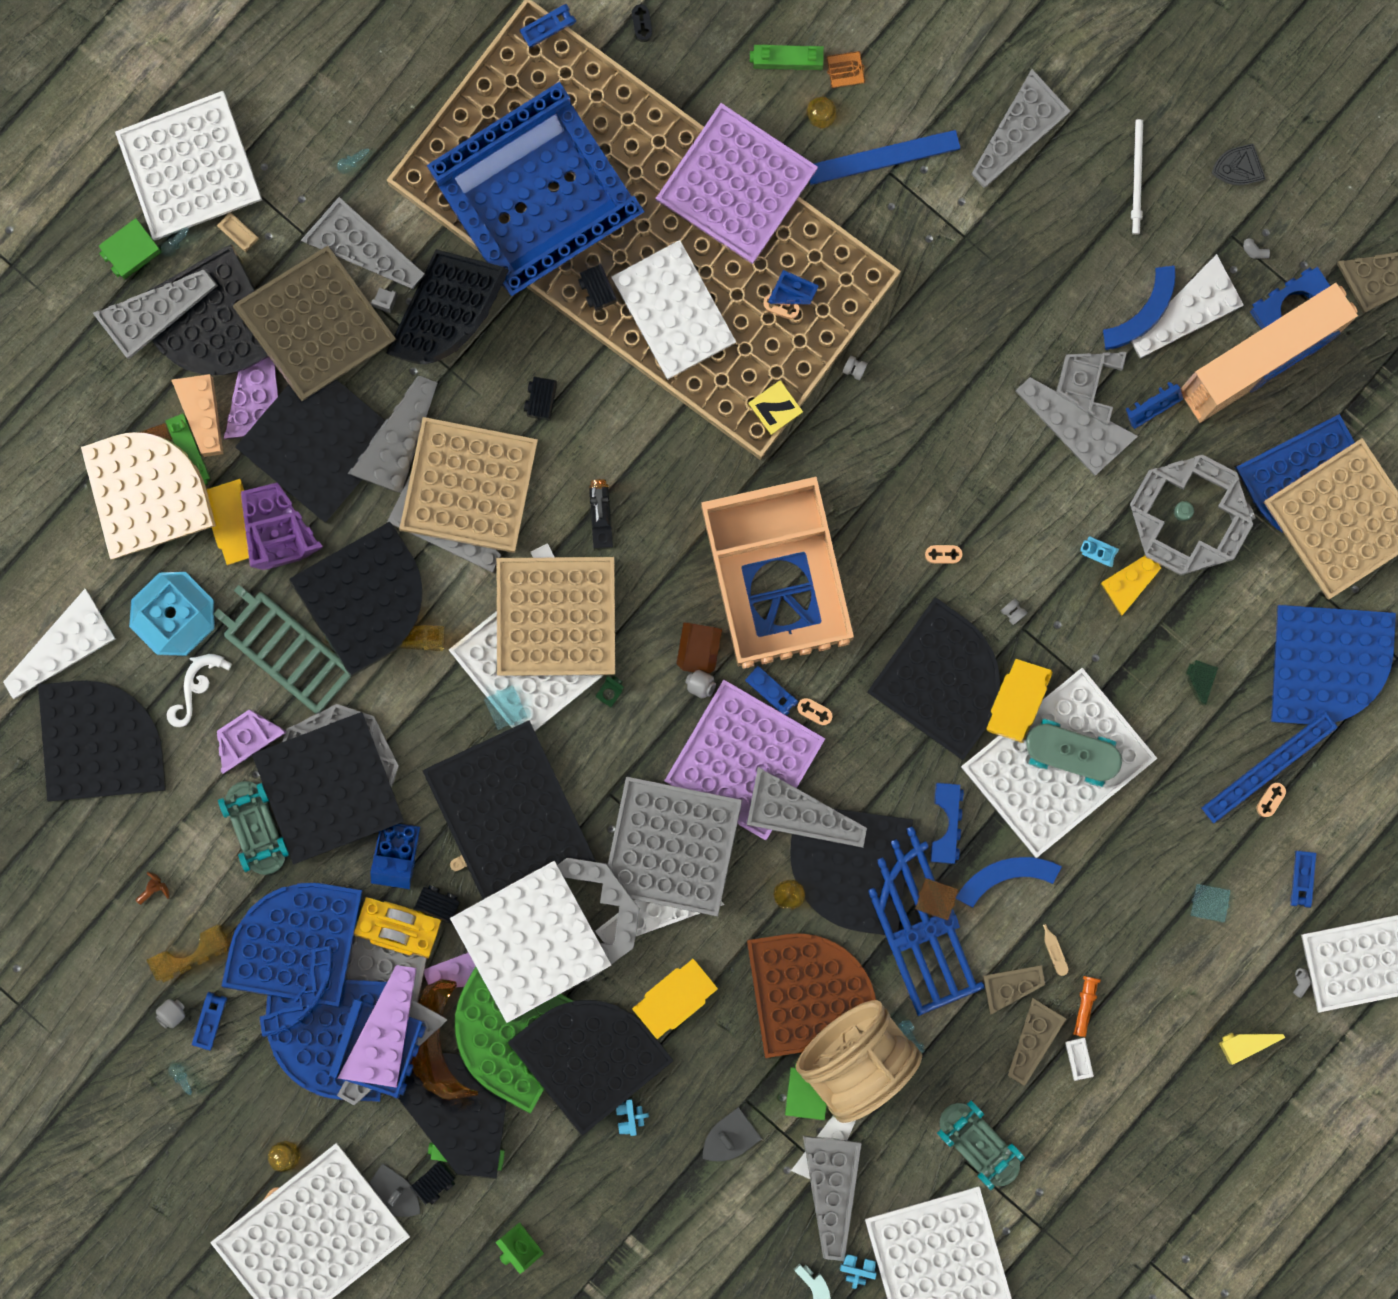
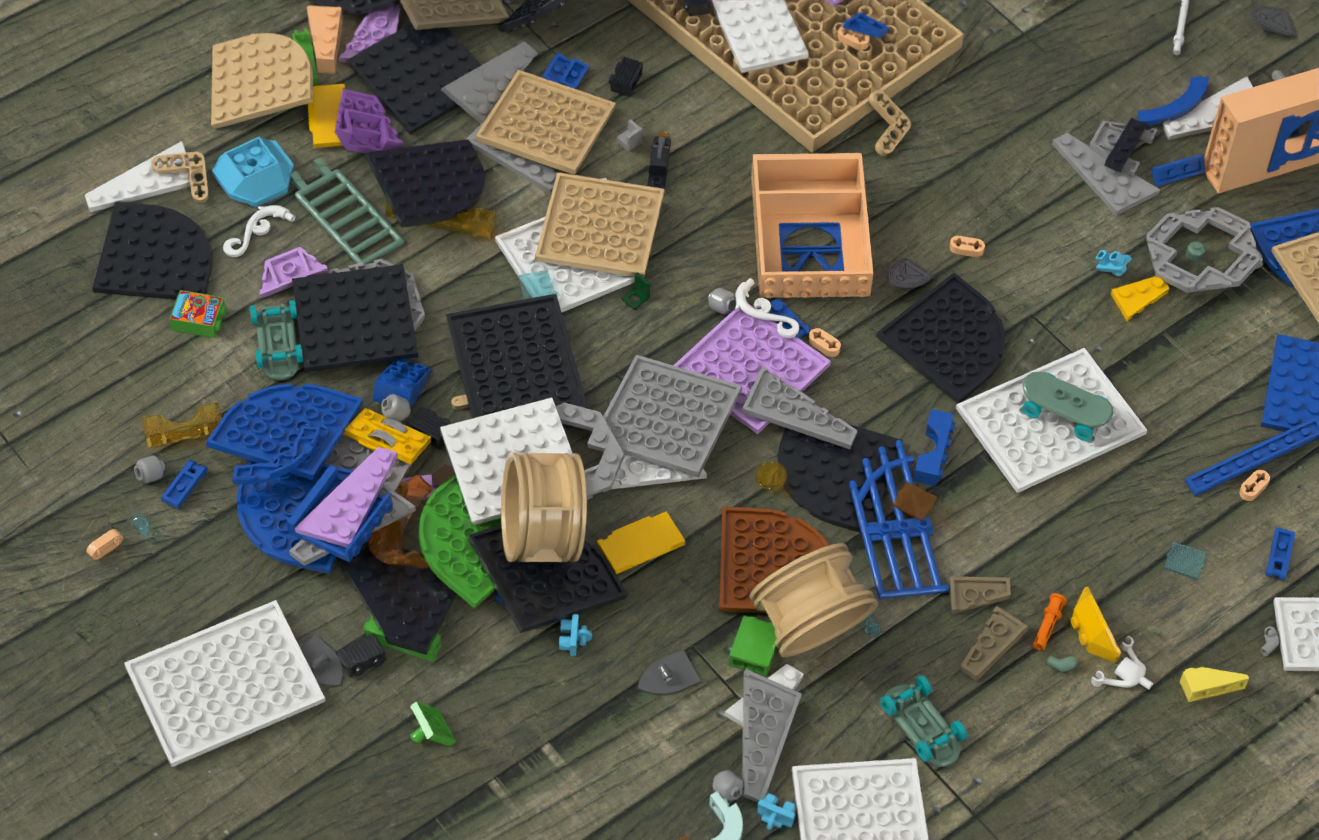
camera: 10 degrees right, 30 degrees down
(109, 630) = (193, 169): none -> tan beam
(151, 1108) = (105, 544): none -> light nougat beam
(153, 886) = (170, 366): dark orange plant -> none
(165, 813) = (198, 314): none -> brick
(283, 1156) = (220, 608): clear yellow hair -> none
(398, 896) = (395, 407): none -> light grey head
(465, 970) = (442, 475): none -> dark brown slope
(473, 403) = (565, 71): none -> blue slope
(562, 482) = (631, 137): none -> light grey panel
(578, 1020) = (543, 507): none -> tan wheel
(698, 648) = (727, 271): reddish brown slope -> none
(745, 697) = (763, 313): none -> white plant
(775, 407) = (834, 105): light yellow tile -> none
(808, 1254) = (728, 785): none -> light grey head
(842, 404) = (895, 121): none -> tan beam
(859, 369) = (910, 100): light grey wheel -> none
(887, 609) = (908, 274): none -> dark grey shield
(1006, 870) = (986, 497): blue tile -> none
(1017, 614) = (1025, 295): light grey wheel -> none
(1019, 700) = (1020, 360): yellow piece -> none
(1055, 952) = (1024, 574): tan piece -> none
(1079, 1059) = (1035, 666): white plate -> none
(1095, 388) = (1125, 145): none -> black plate
(1107, 1050) = (1064, 664): none -> sand green arm
(1127, 1003) = (1093, 628): none -> yellow wedge
(1169, 1045) = (1129, 670): none -> white piece
(1201, 680) = (1197, 376): clear green slope -> none

